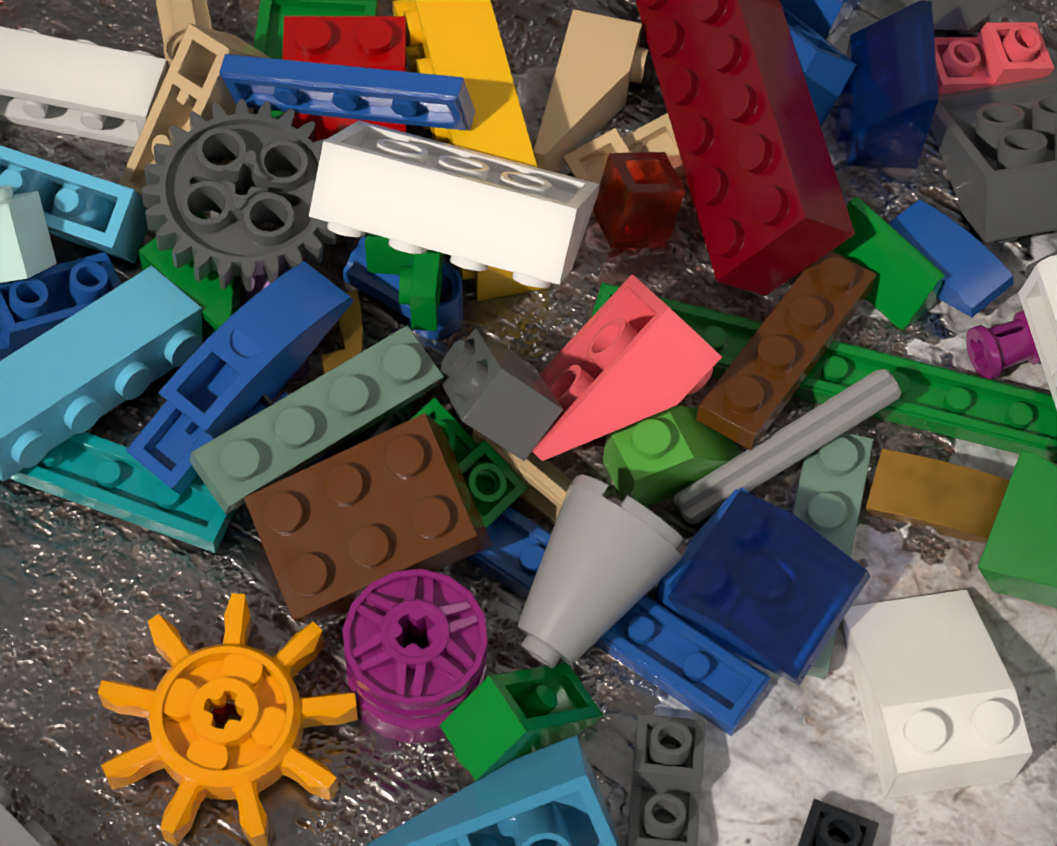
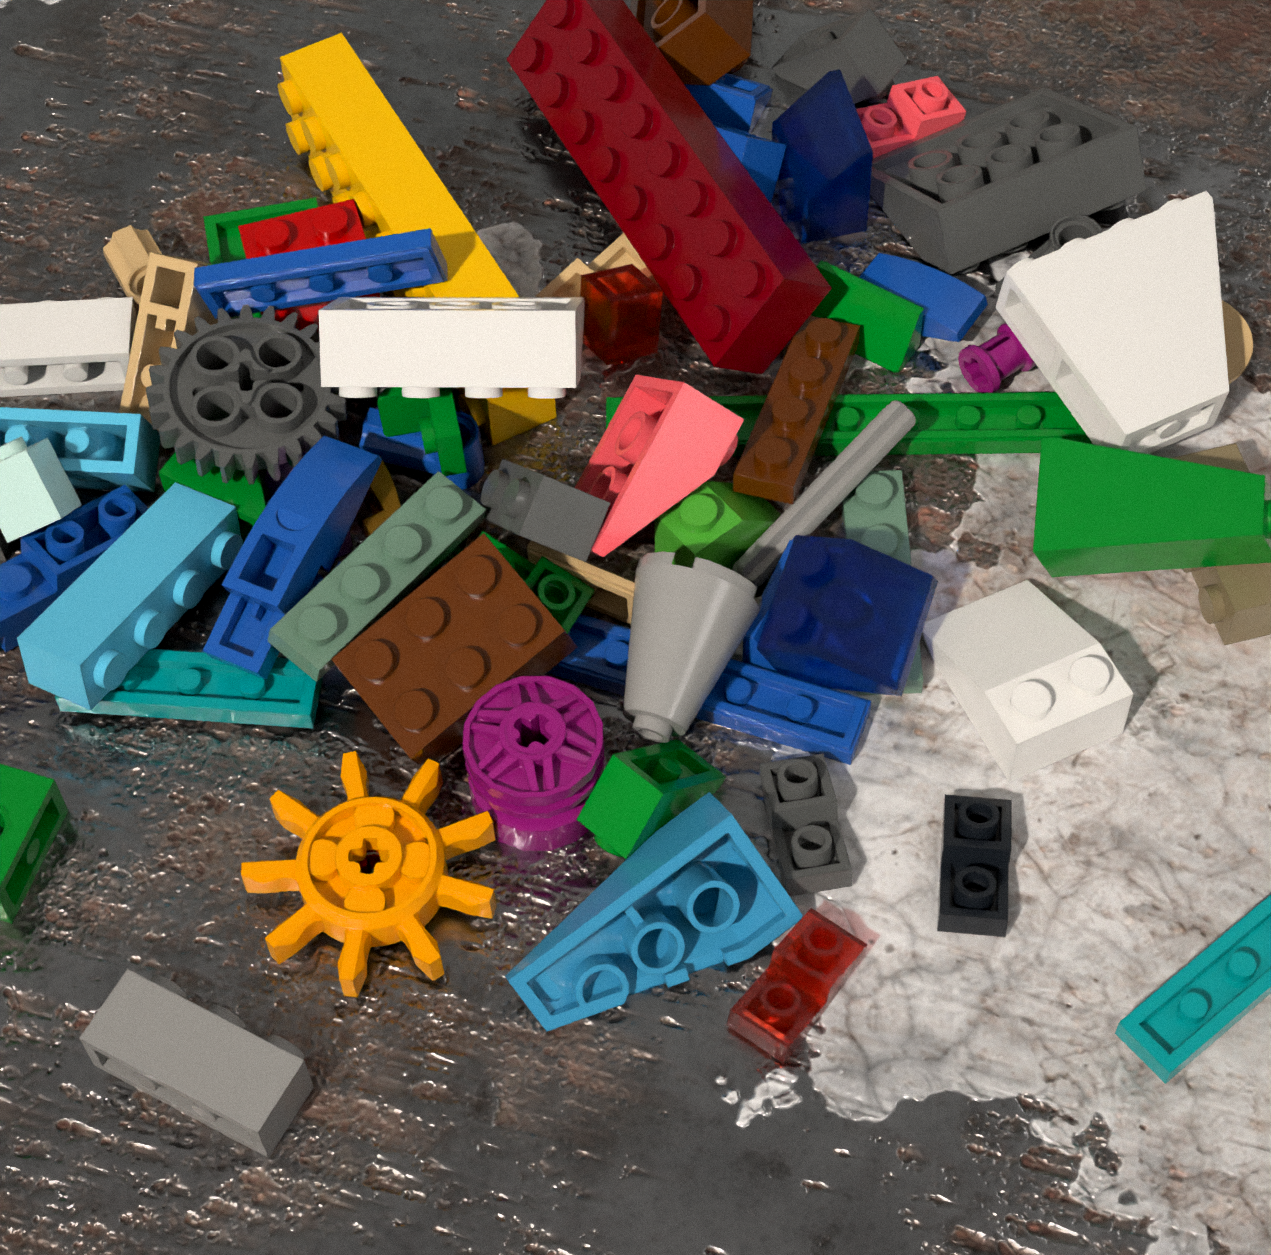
camera: 10 degrees left, 5 degrees down
(589, 84) = (542, 220): tan slope -> none
(936, 495) = (975, 501): pearl gold slope -> none

